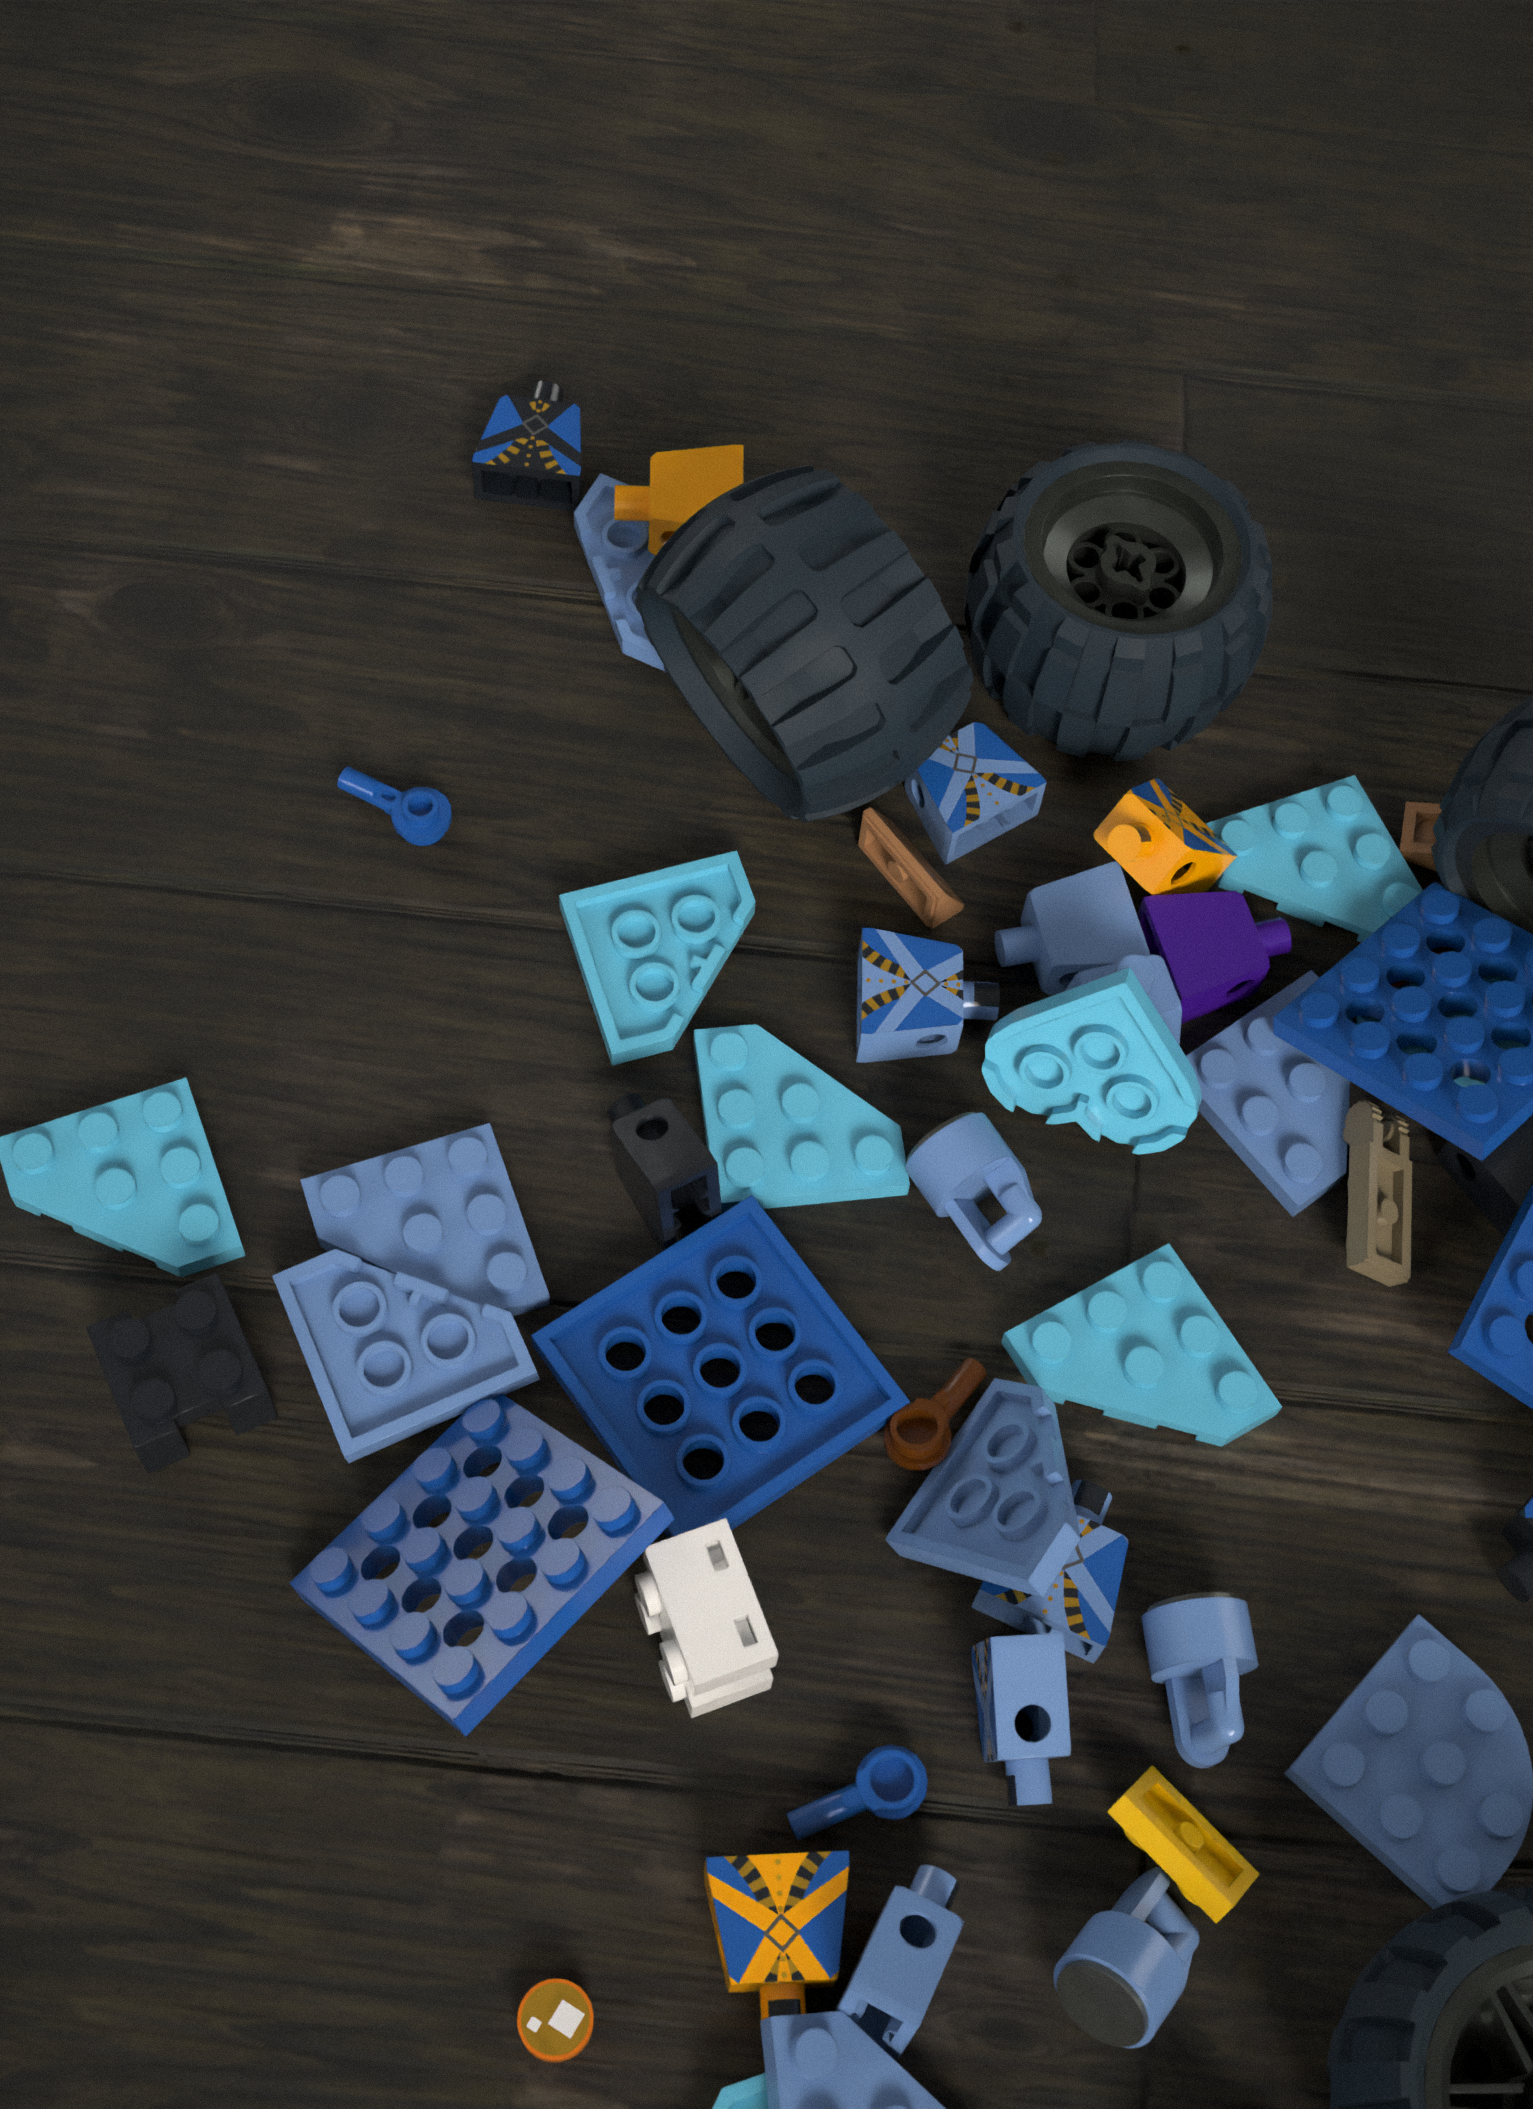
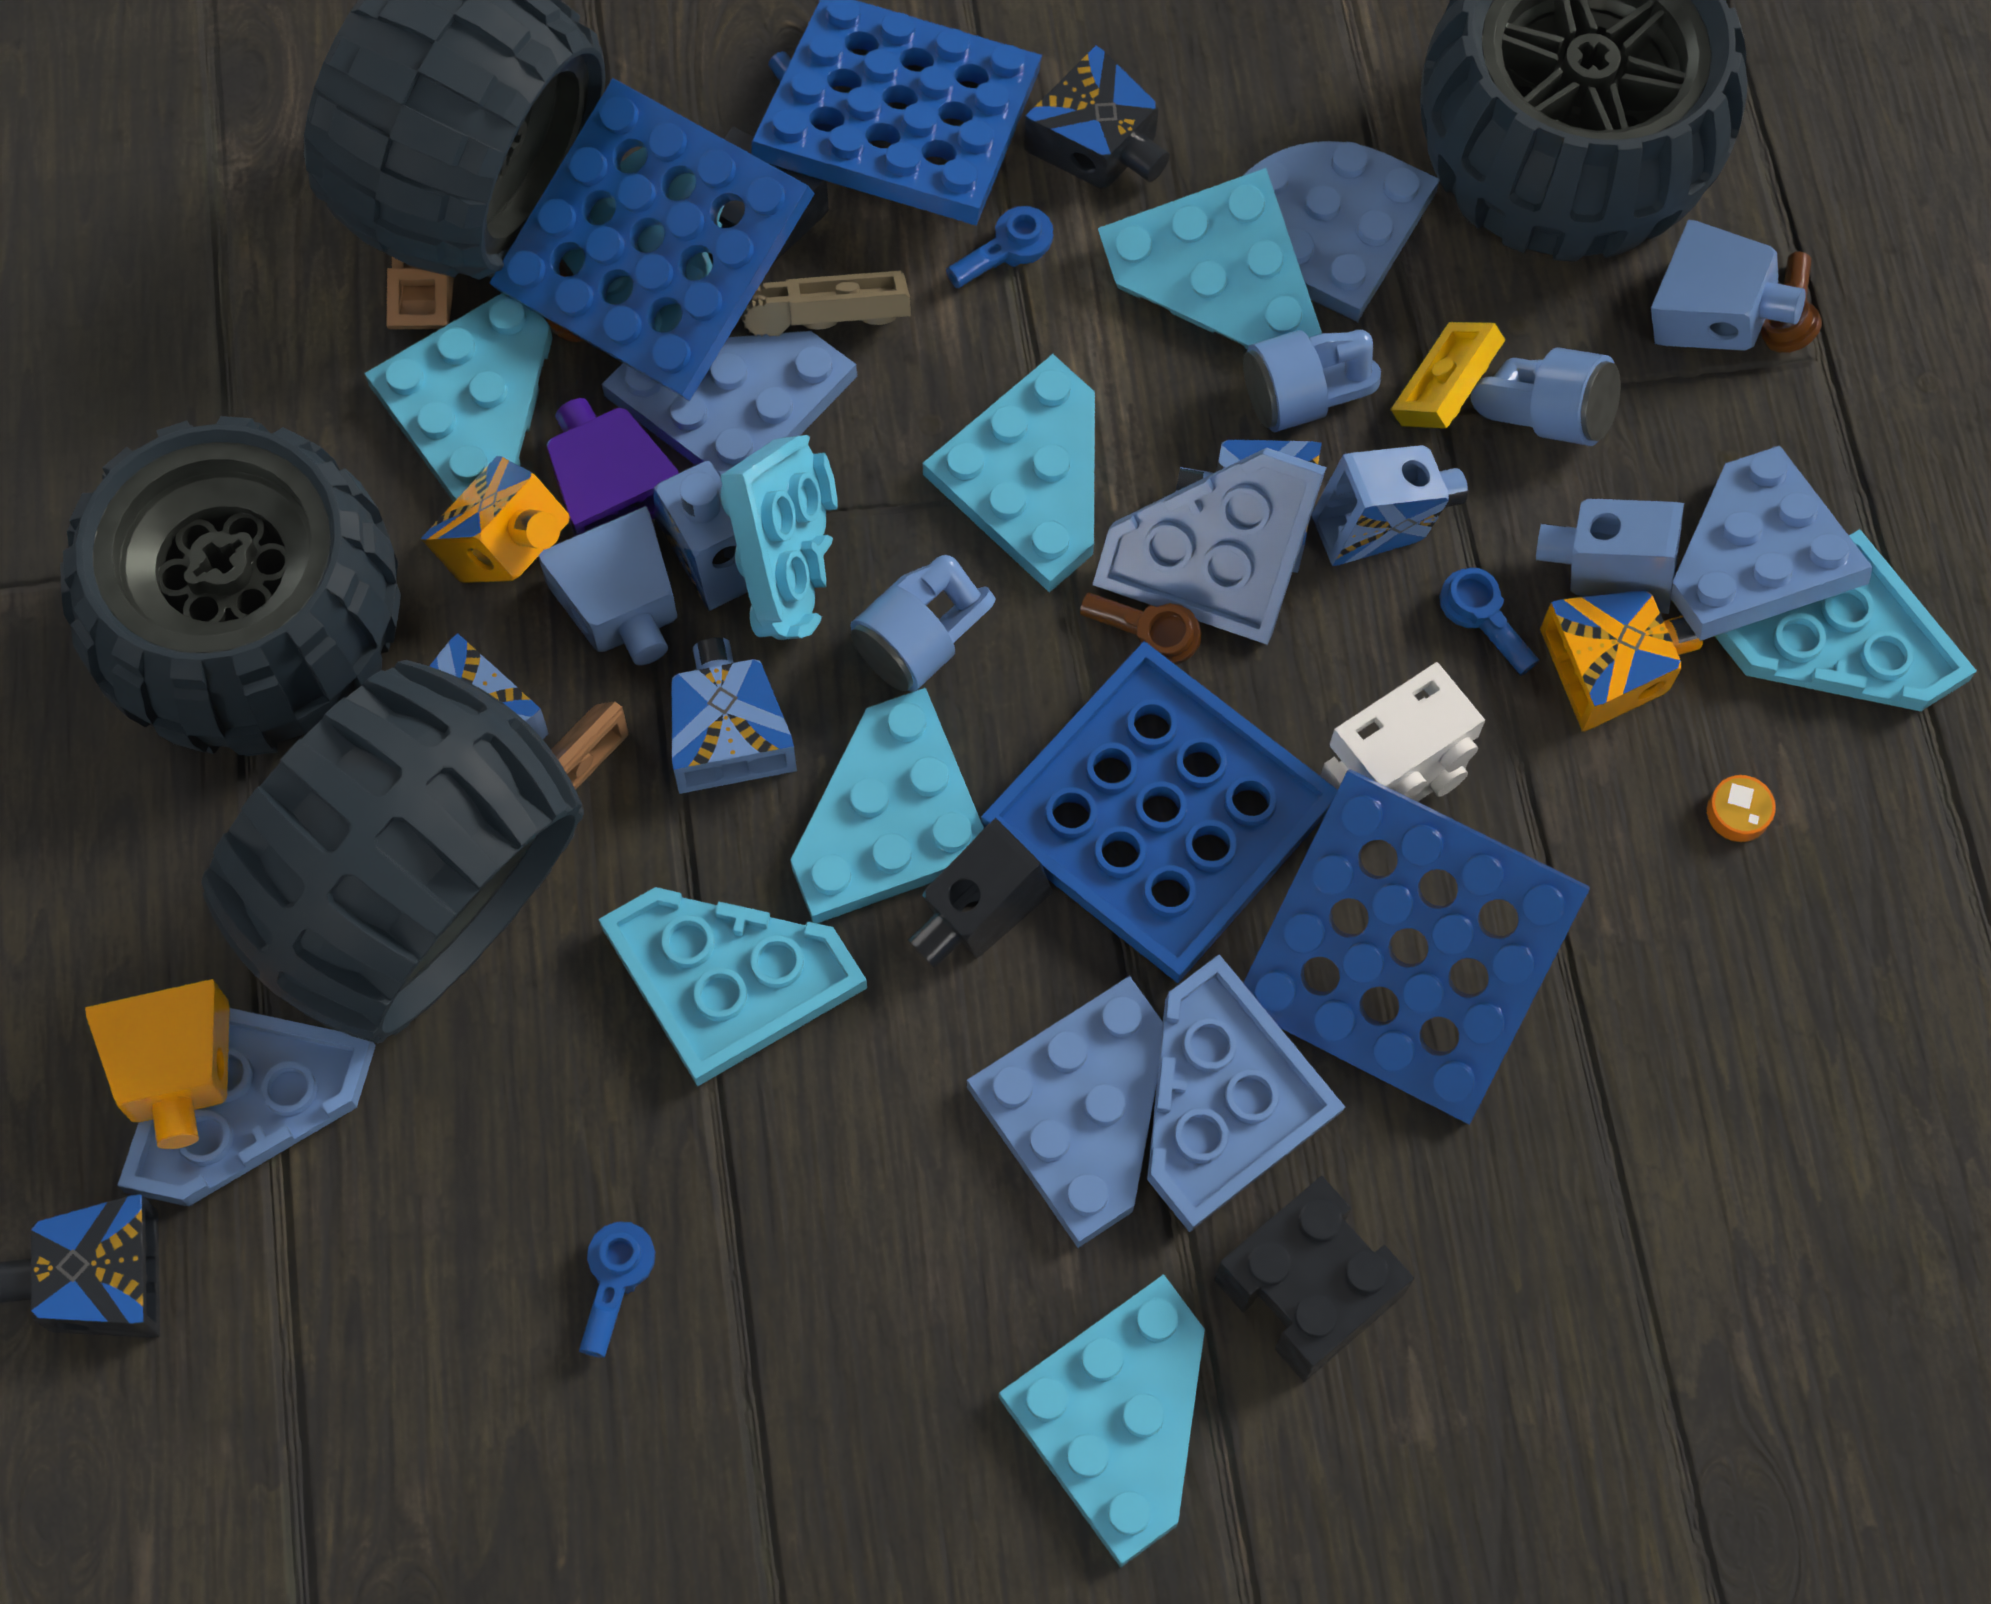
camera: 100 degrees left, 5 degrees up
(1369, 1617) = (1216, 261): none -> medium azure plate
(1440, 1414) = (1020, 238): none -> blue plate

